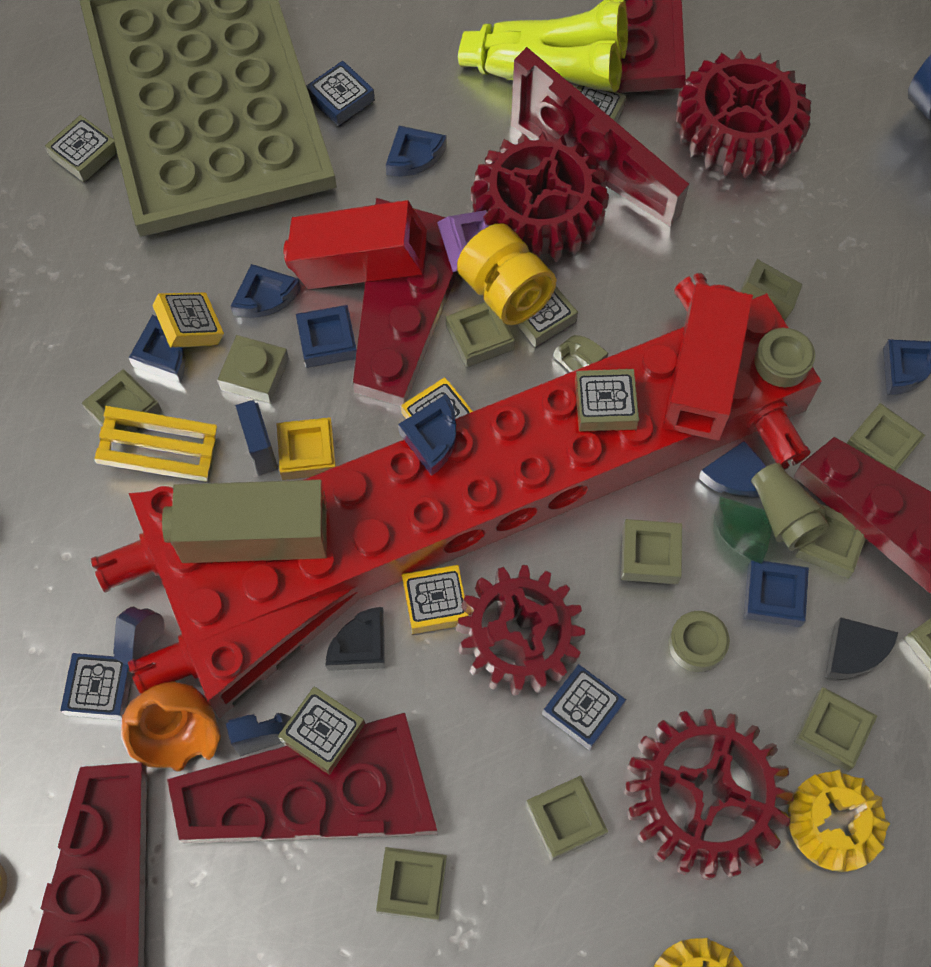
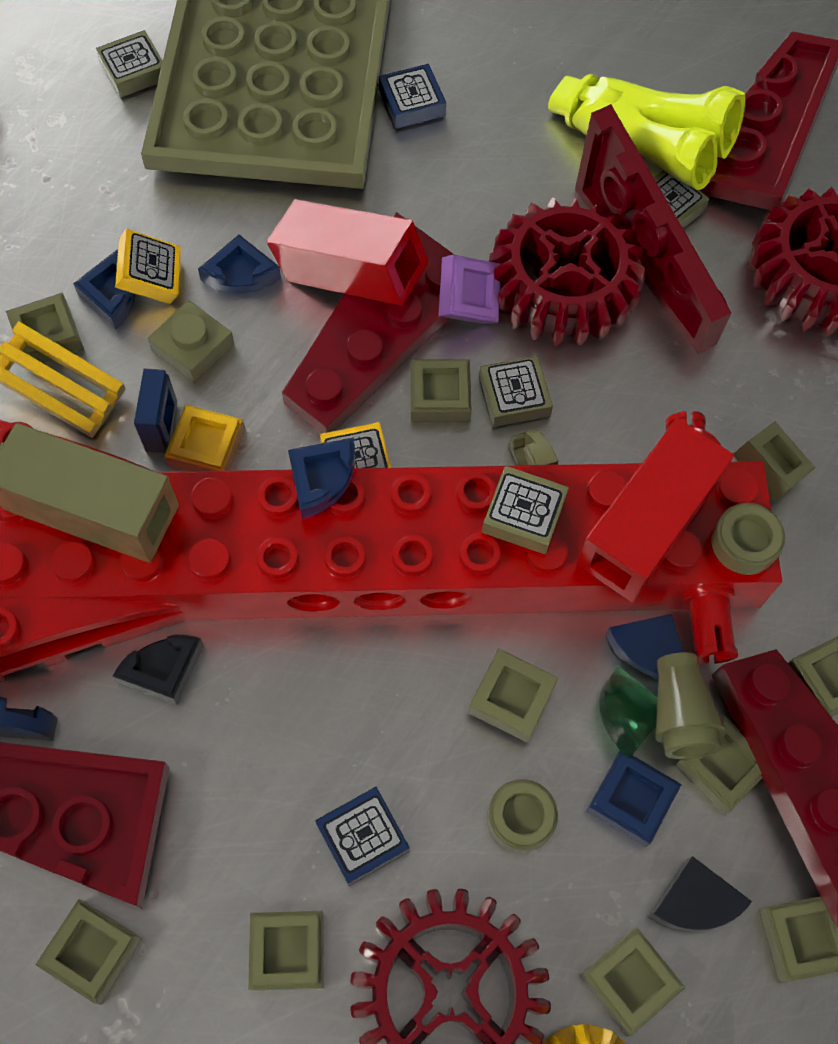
camera: 20 degrees right, 0 degrees up
(321, 730) = (65, 744): tile -> none
(326, 336) = (280, 334): dark blue tile -> none
(414, 151) = (460, 180): dark blue tile -> none
(434, 598) = (259, 653): tile -> none
(506, 274) = (488, 337): yellow wheel -> none
(527, 653) = (296, 719): dark red gear -> none

